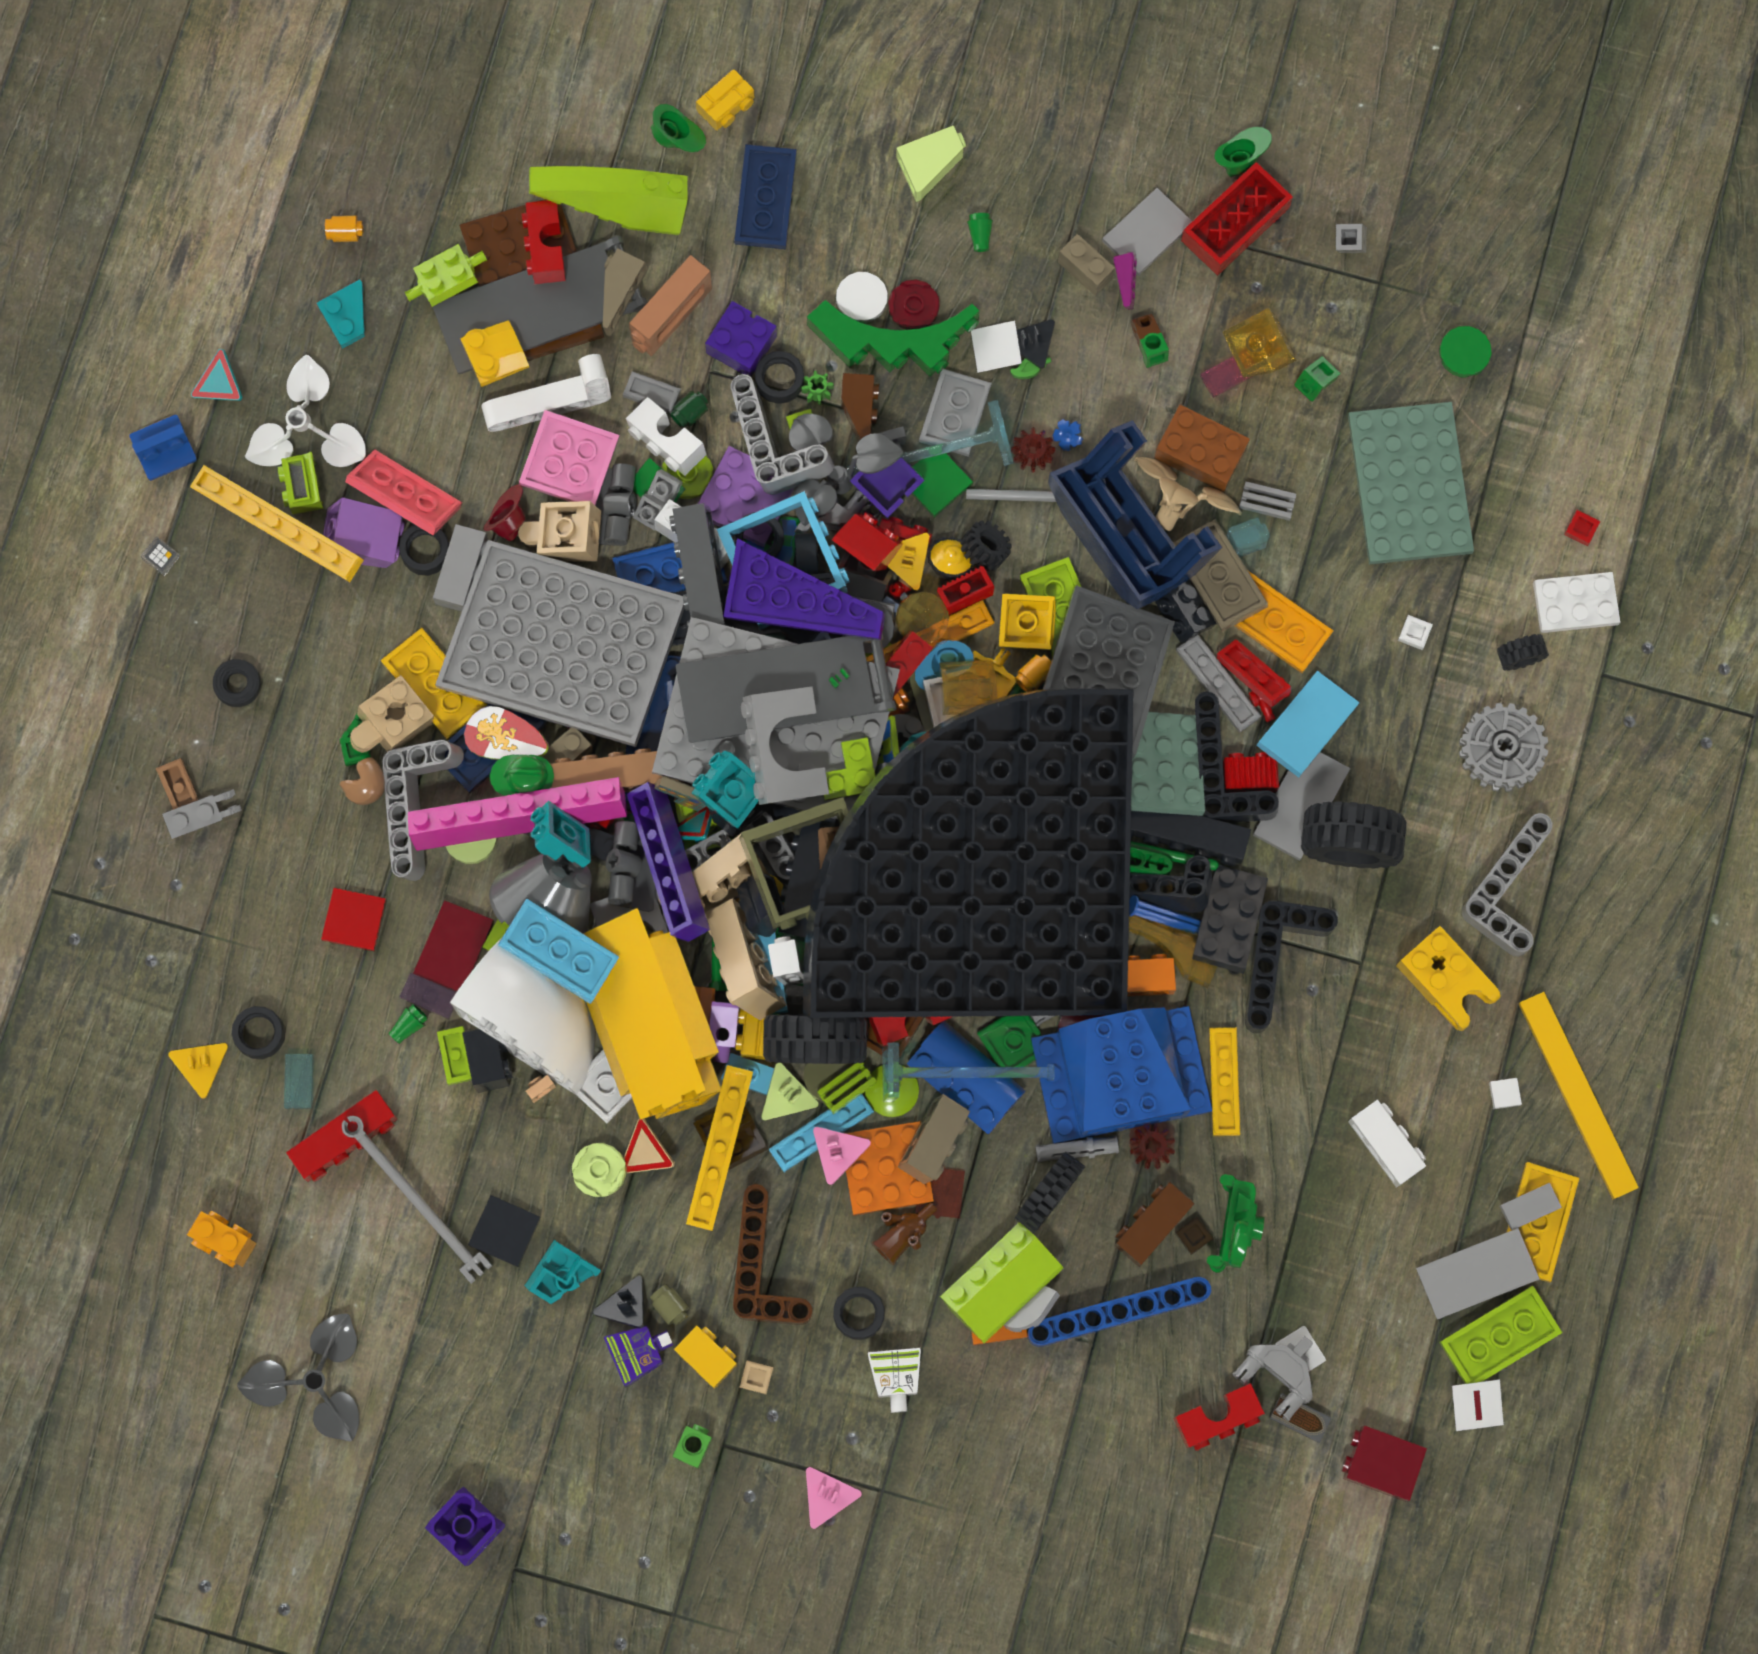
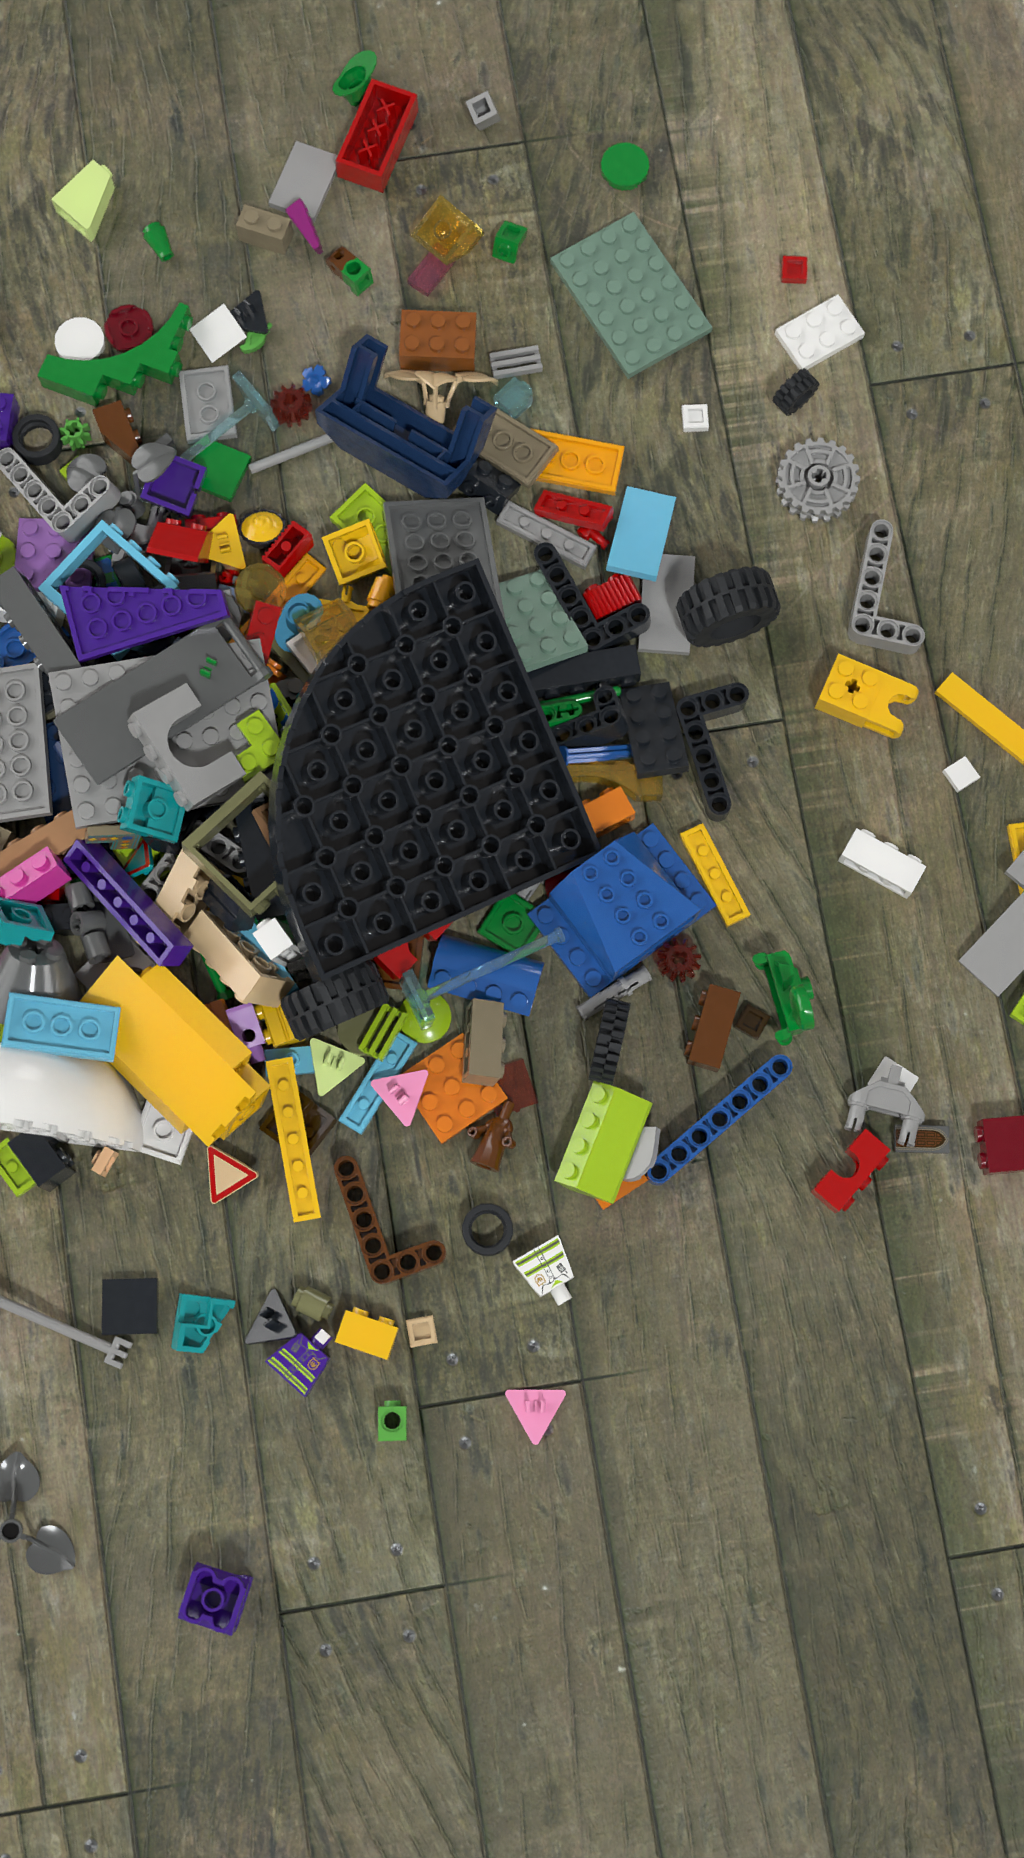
camera: 25 degrees left, 0 degrees up
(599, 1170) = (192, 1210): yellowish green tile -> none
(978, 553) = (287, 503): black tyre -> none

